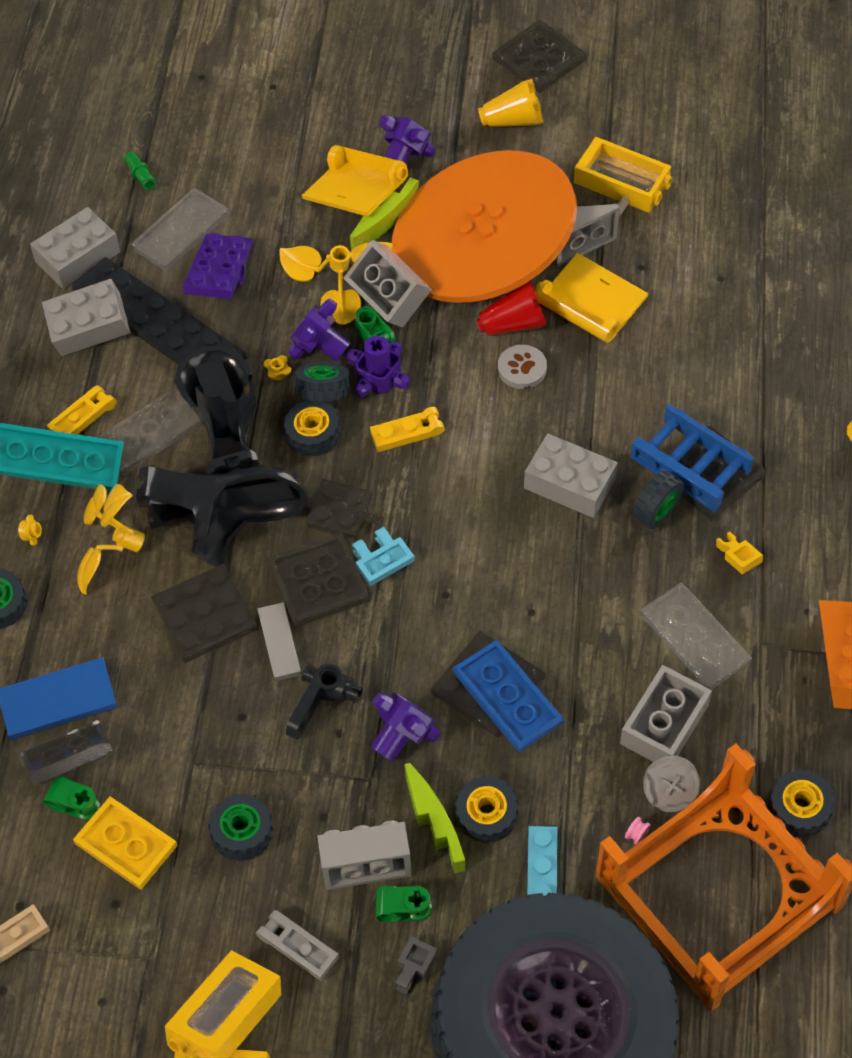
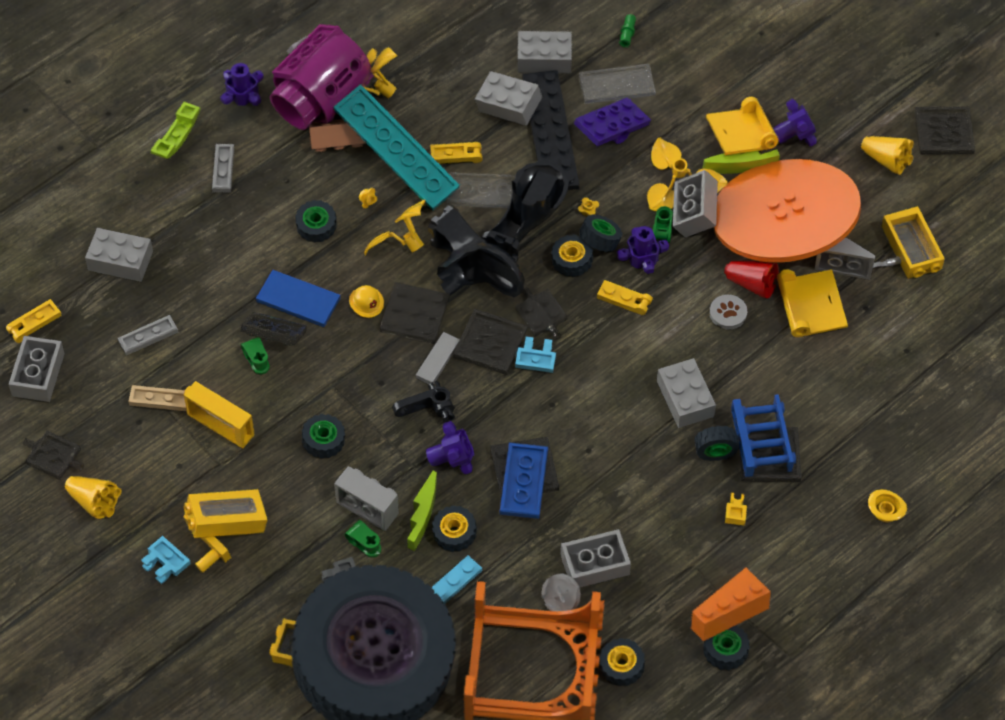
camera: 40 degrees right, 0 degrees up
(98, 902) = (218, 414): none -> yellow piece
(125, 842) = (261, 396): yellow plate -> none
(138, 642) = (366, 301): none -> yellow hat
(298, 945) = (294, 516): light grey plate -> none
(317, 331) = (626, 201): dark purple piece -> none
(637, 830) = (520, 602): bright pink bush -> none
(695, 636) = (663, 534): clear tile -> none

